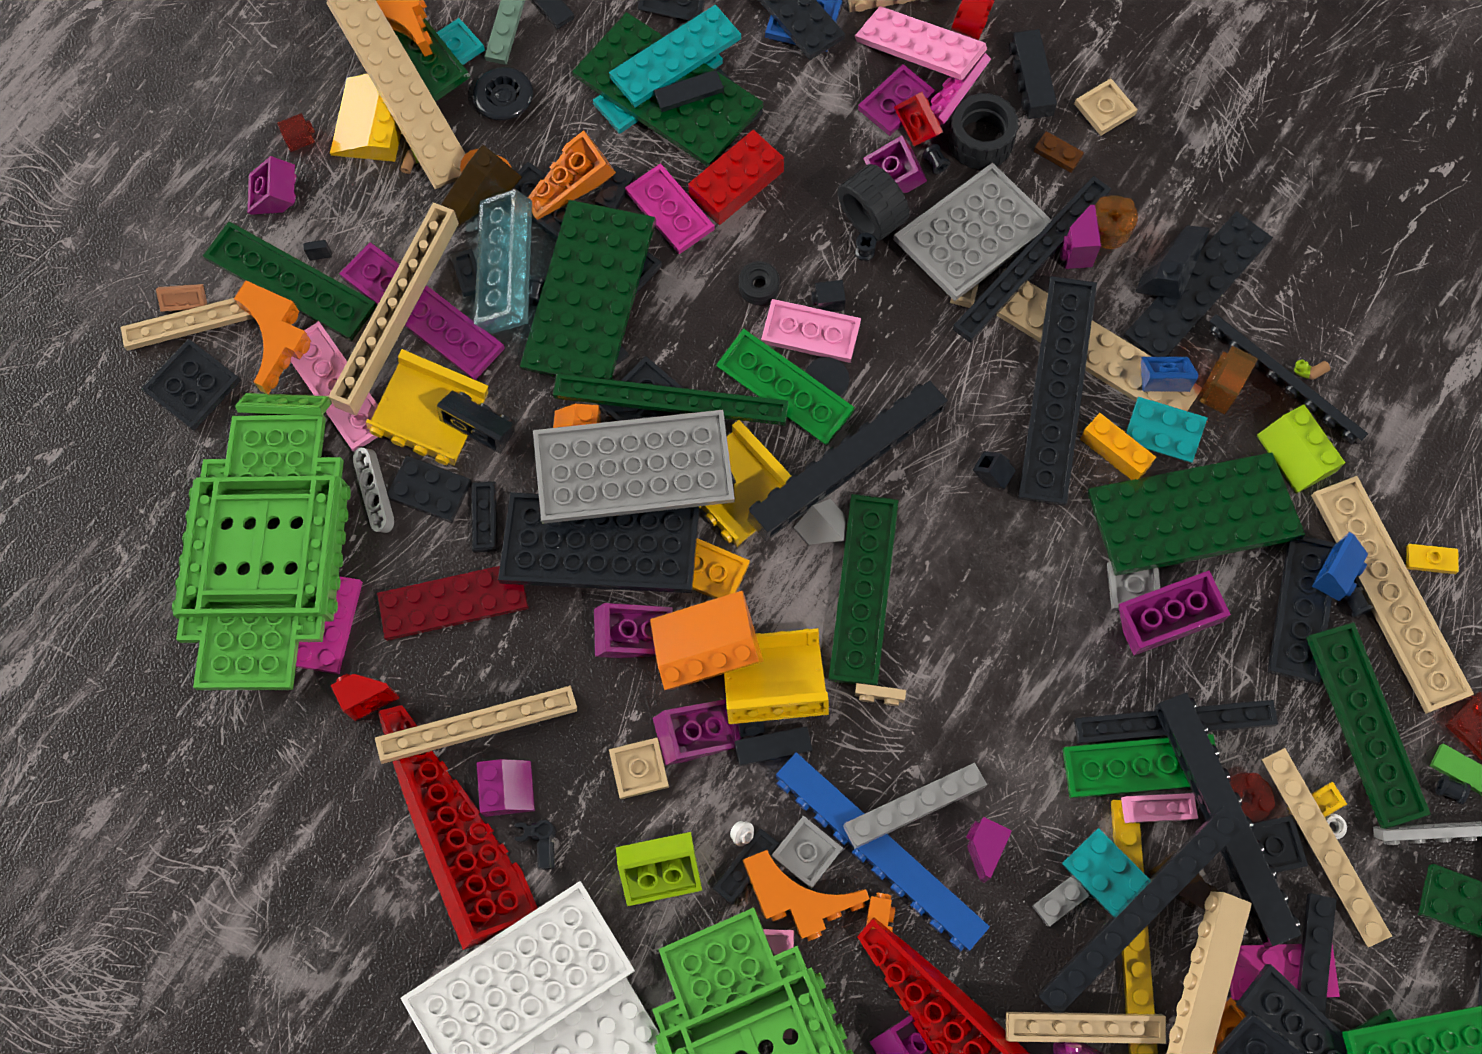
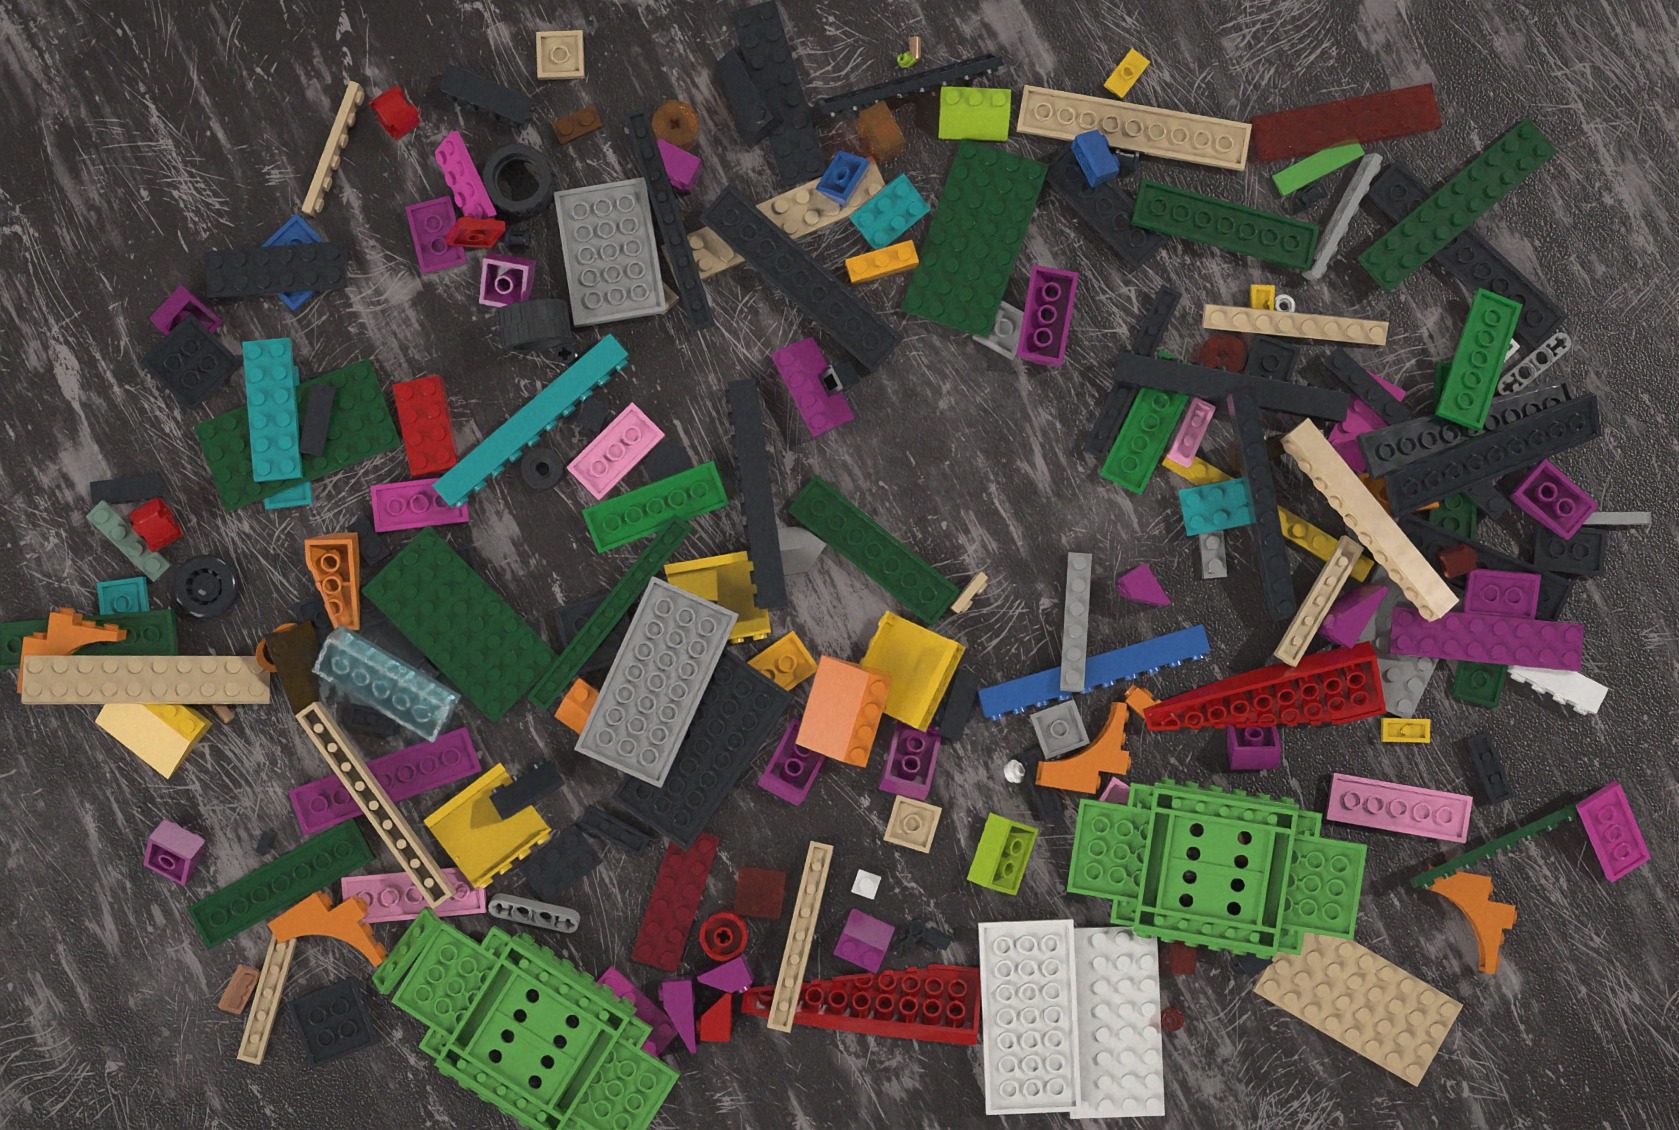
camera: 65 degrees left, 15 degrees up
(296, 132) = (128, 798): clear red brick -> none
(356, 654) = (680, 1004): none -> magenta slope
(409, 684) = (728, 975): none -> magenta slope
(428, 656) = (712, 942): none -> red brick
(498, 669) = (759, 892): none -> clear red plate
(530, 29) = (155, 524): none -> red brick
(559, 760) = (866, 884): none -> white plate
(792, 249) = (531, 422): none -> teal brick
(921, 42) = (397, 179): bright pink plate -> none
(981, 431) = (799, 369): none -> magenta slope

